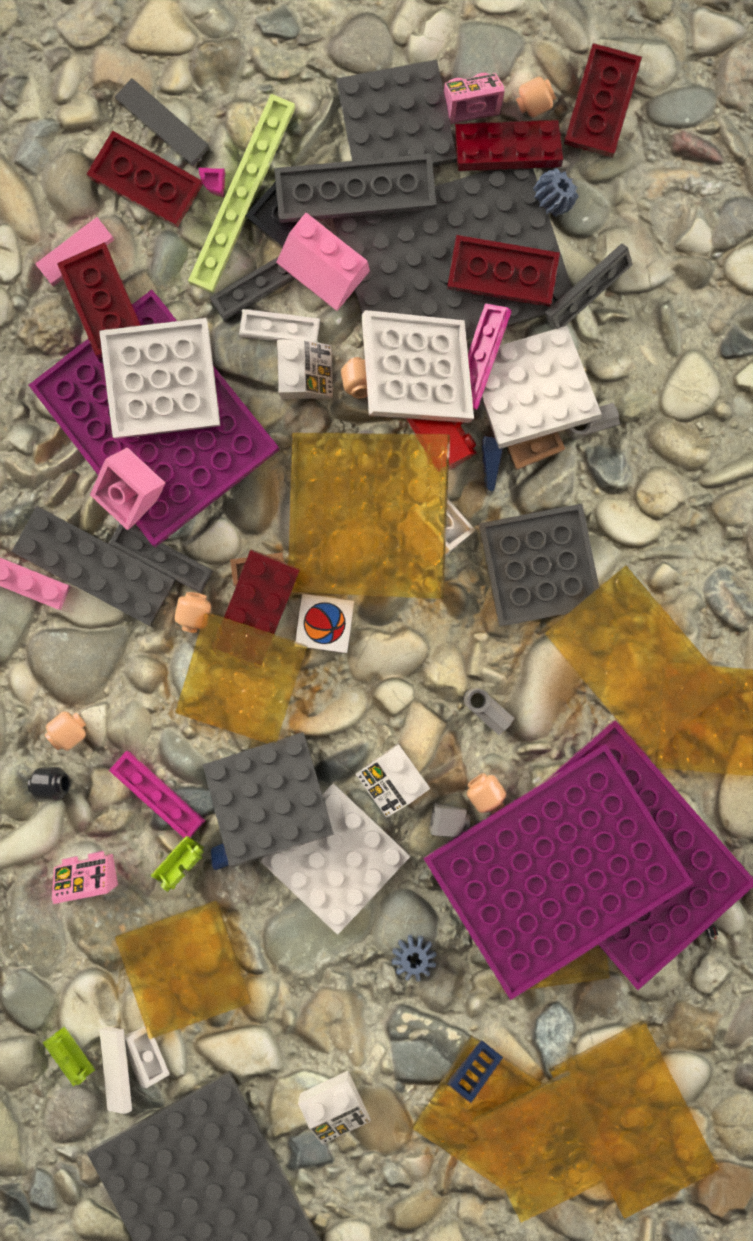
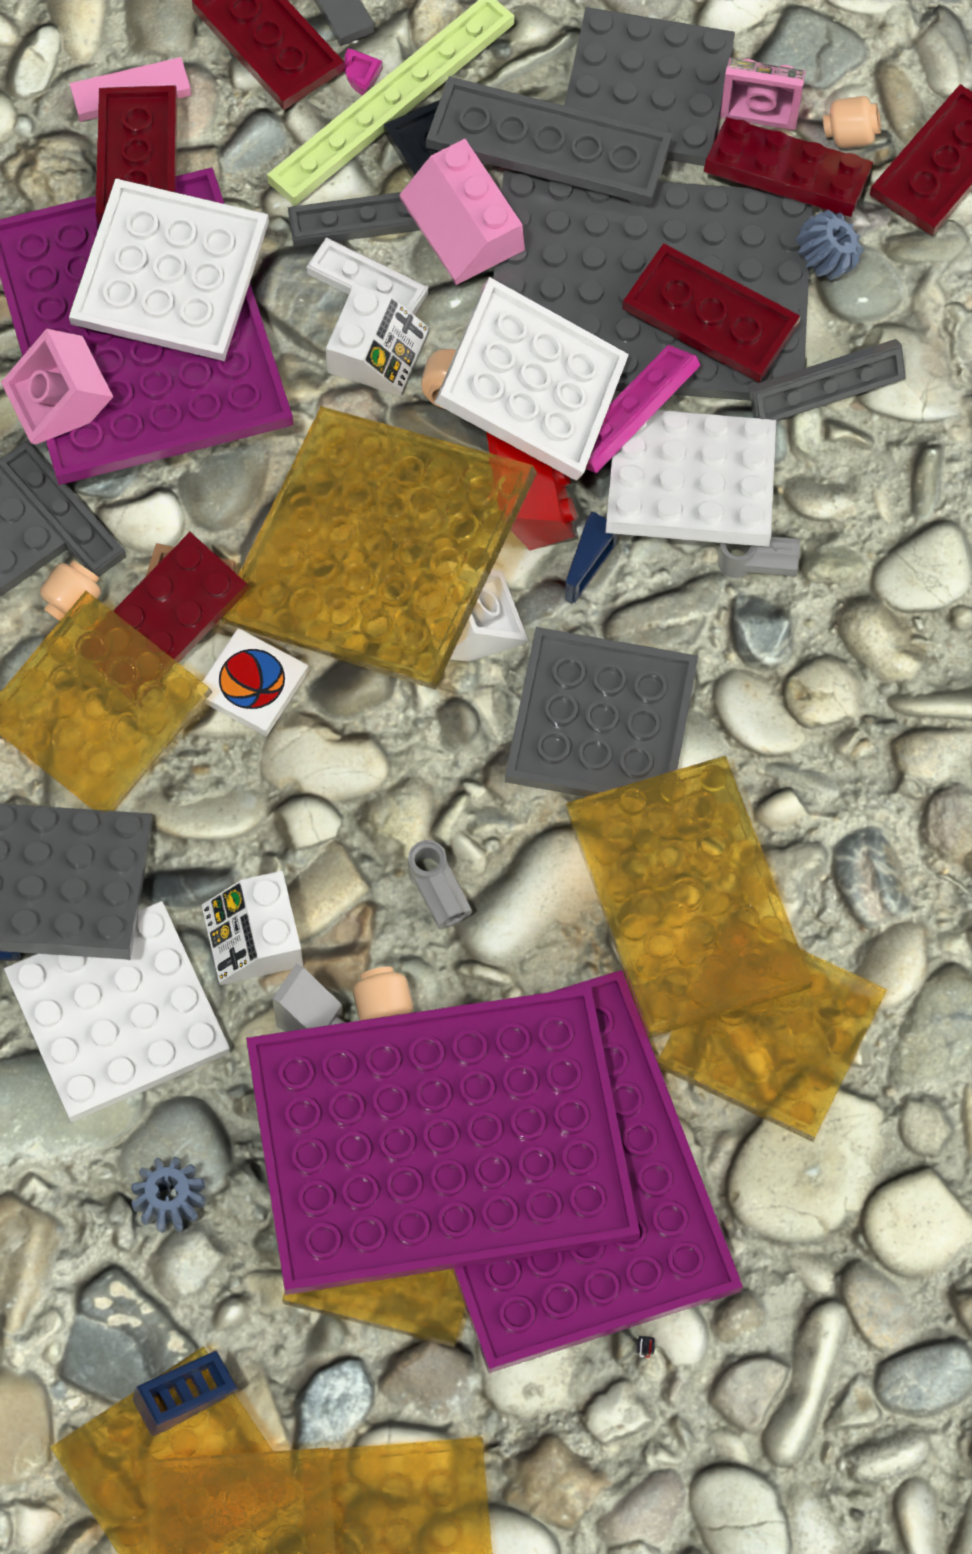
camera: 20 degrees right, 20 degrees down
(535, 450) = (661, 560): medium nougat plate -> none

